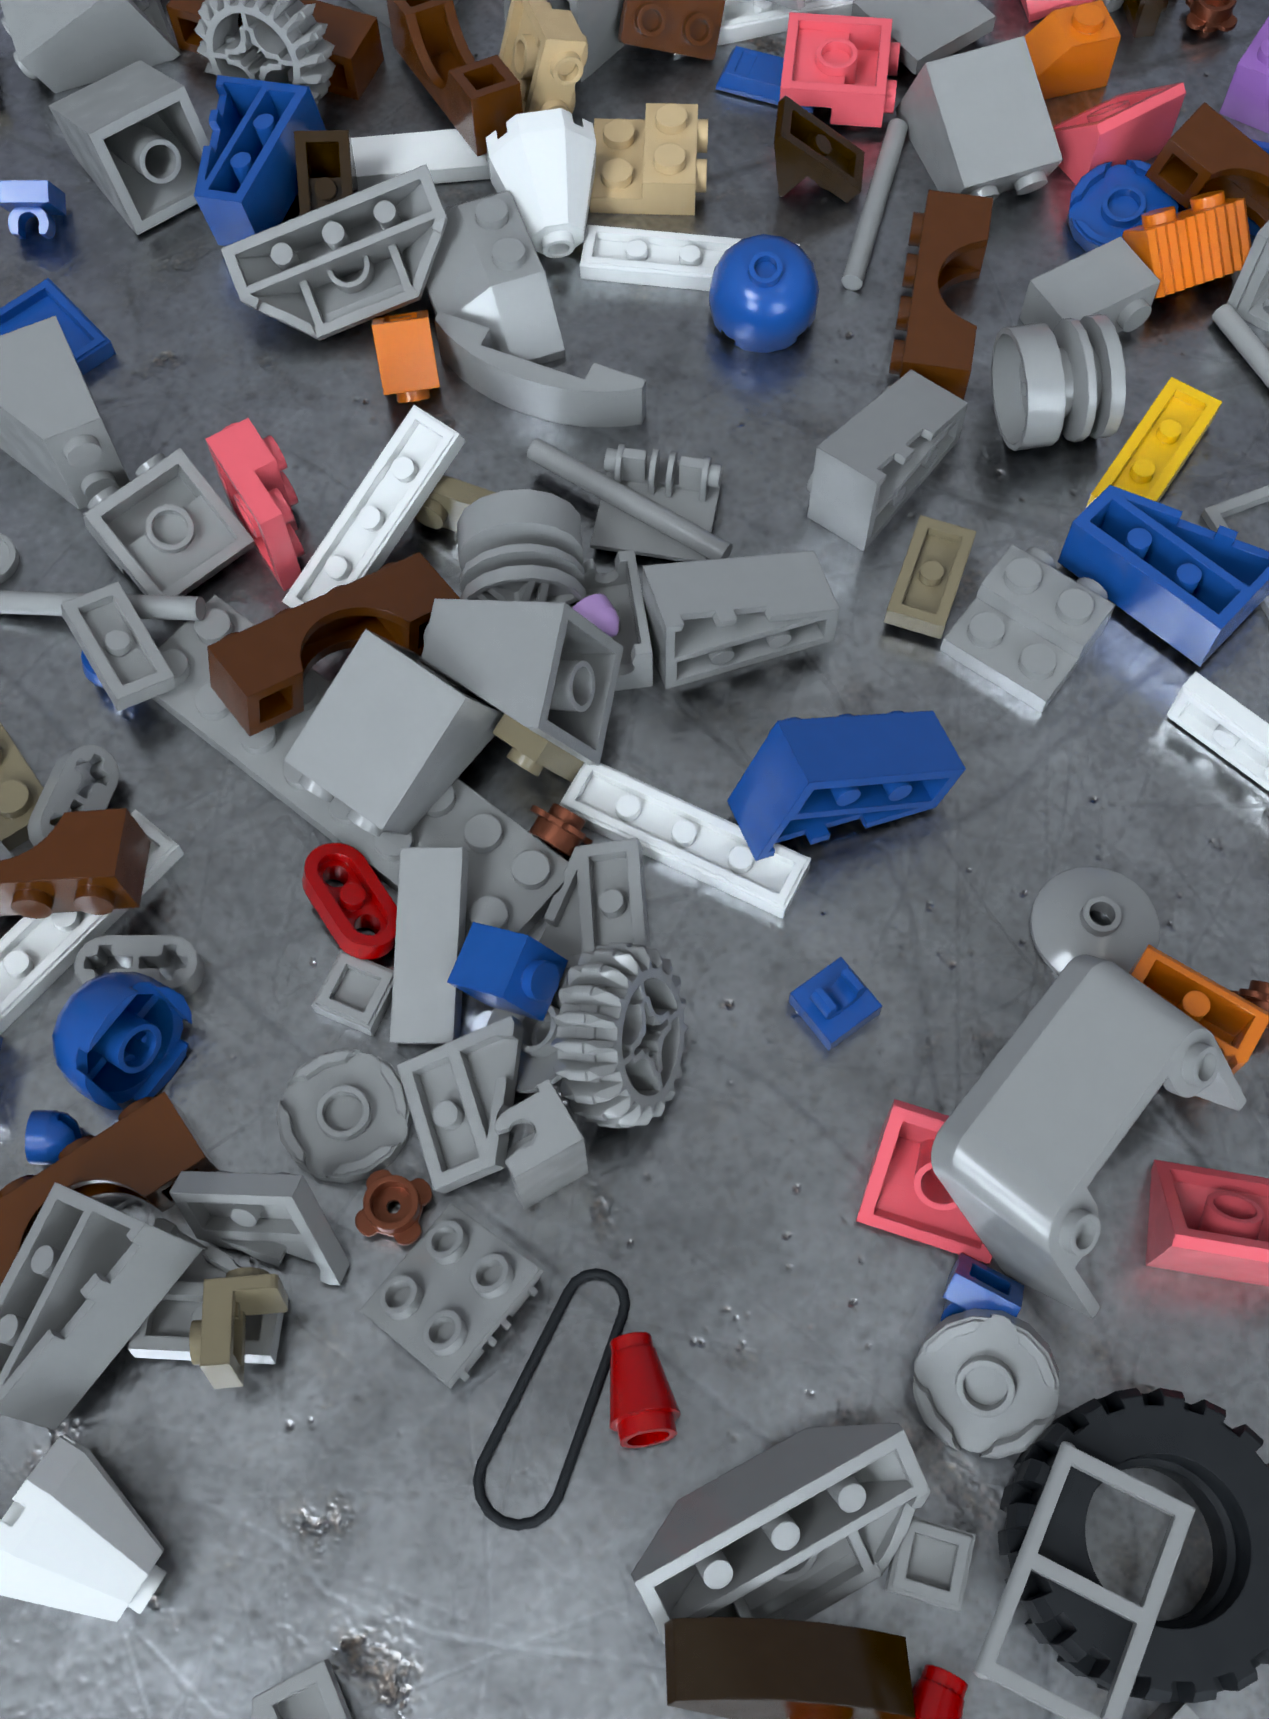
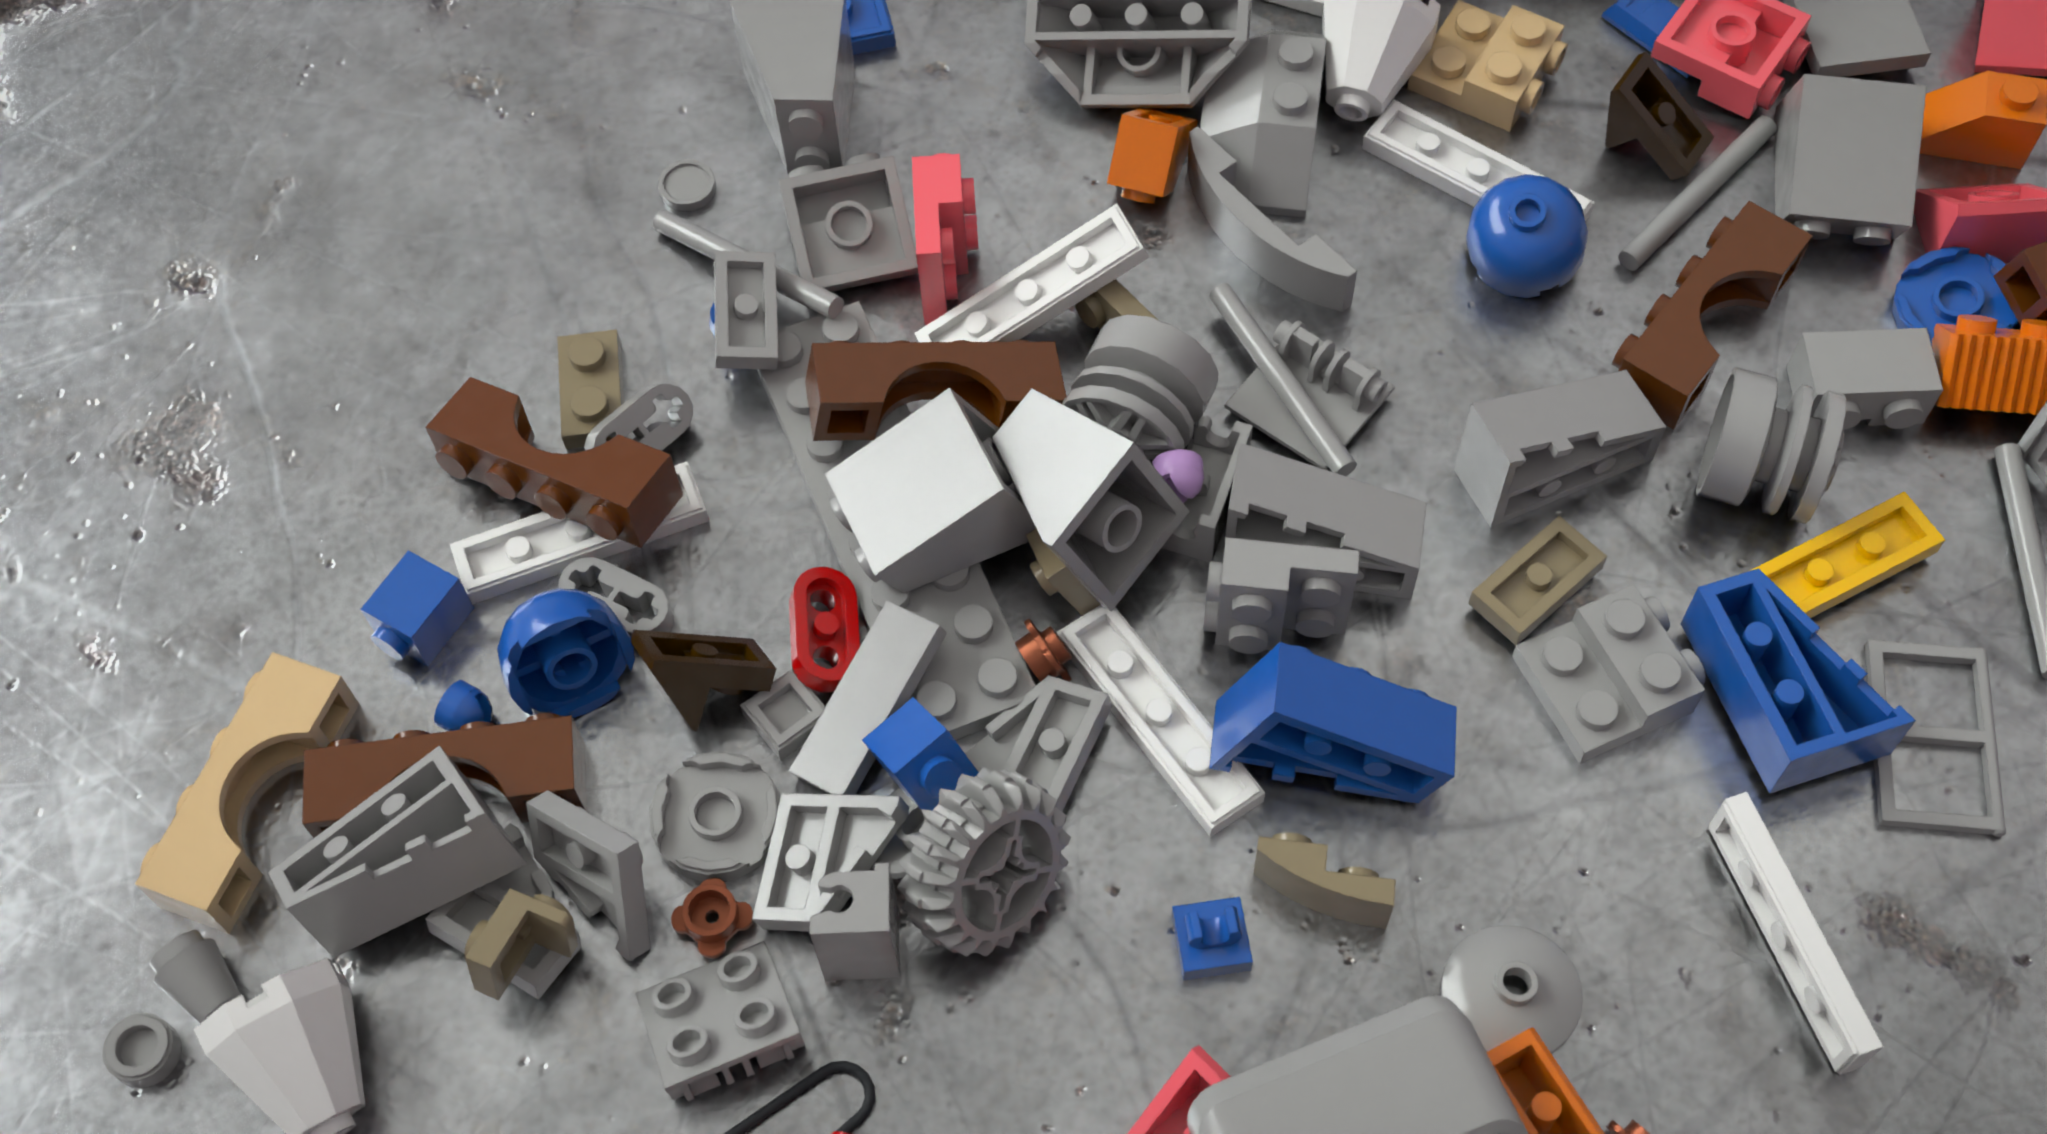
camera: 30 degrees right, 5 degrees down
(254, 988) = (695, 663): none -> dark brown slope
(731, 678) = (1278, 588): none -> light grey plate
(885, 912) = (1299, 872): none -> dark tan slope

